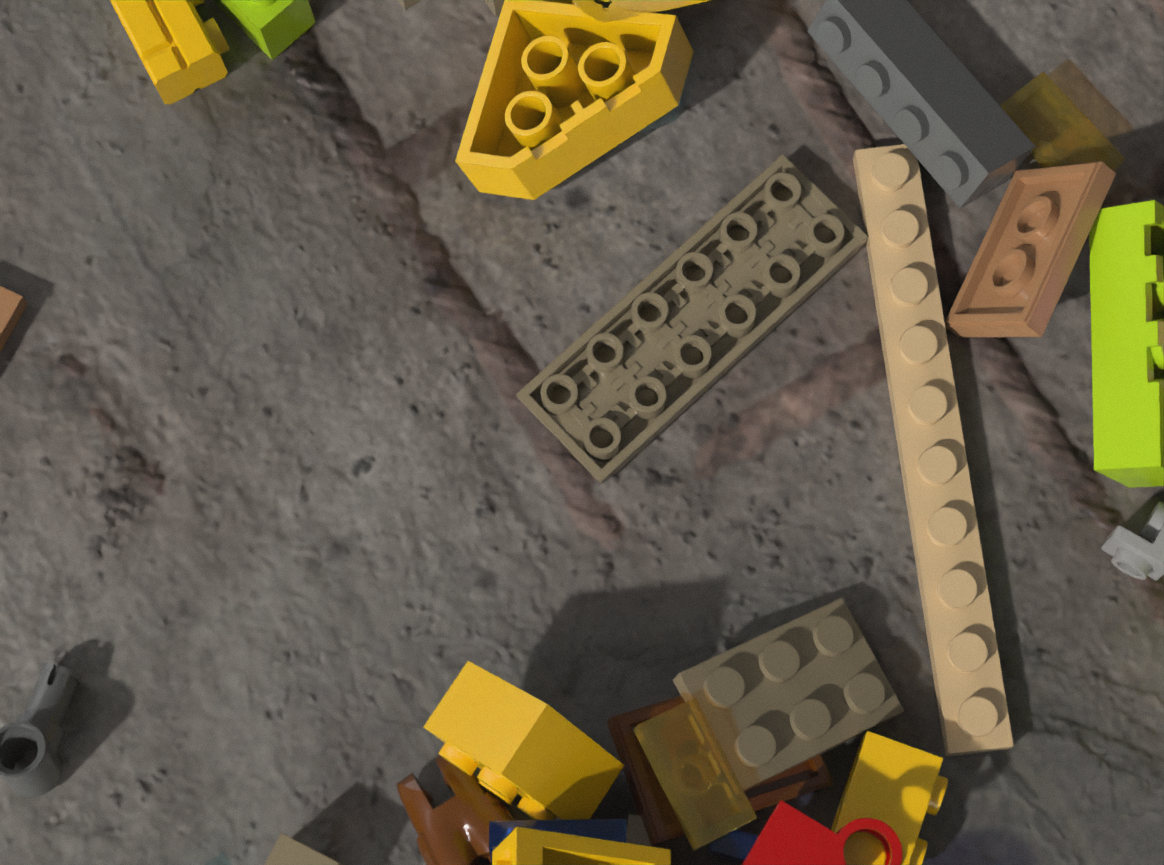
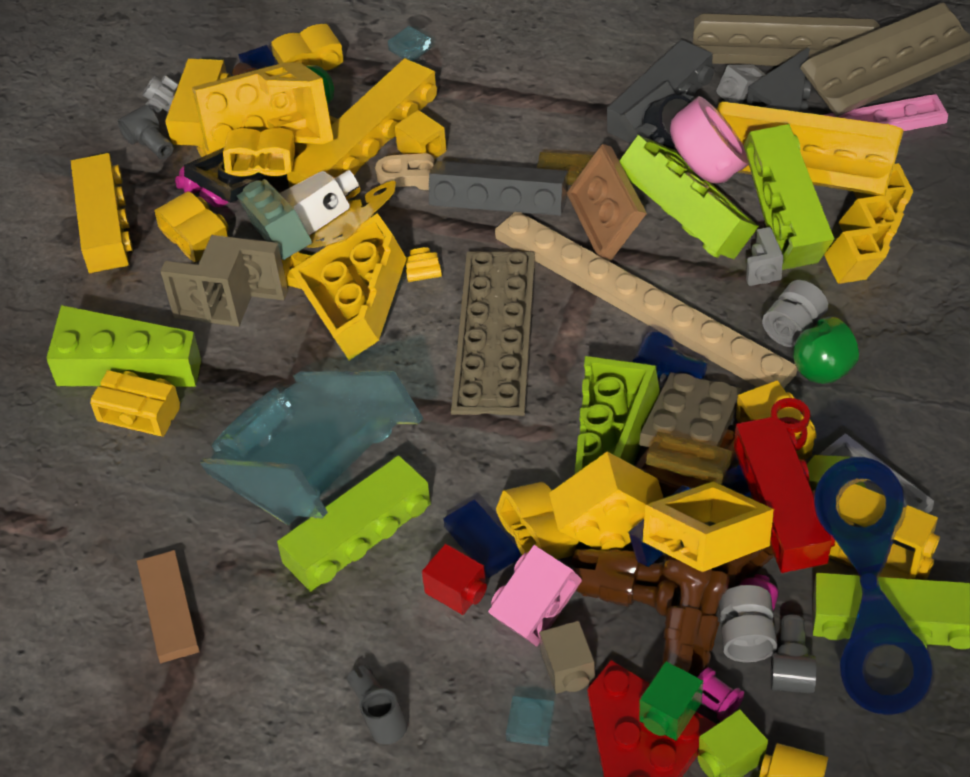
camera: 45 degrees left, 25 degrees down
(245, 457) = (354, 523): none -> lime brick
(275, 274) = (306, 436): none -> clear light blue windscreen
(277, 652) = (454, 579): none -> red brick
(331, 771) = (534, 594): none -> bright pink brick
(375, 615) = (481, 538): none -> clear blue tile
(434, 653) = (530, 519): none -> yellow brick
(679, 610) = (614, 408): none -> lime wedge
(707, 123) = (422, 265): none -> yellow plate
(850, 561) = (659, 351): none -> clear blue pin
(1059, 776) = (826, 351): none -> green helmet
(1117, 665) = (794, 311): none -> light grey wheel

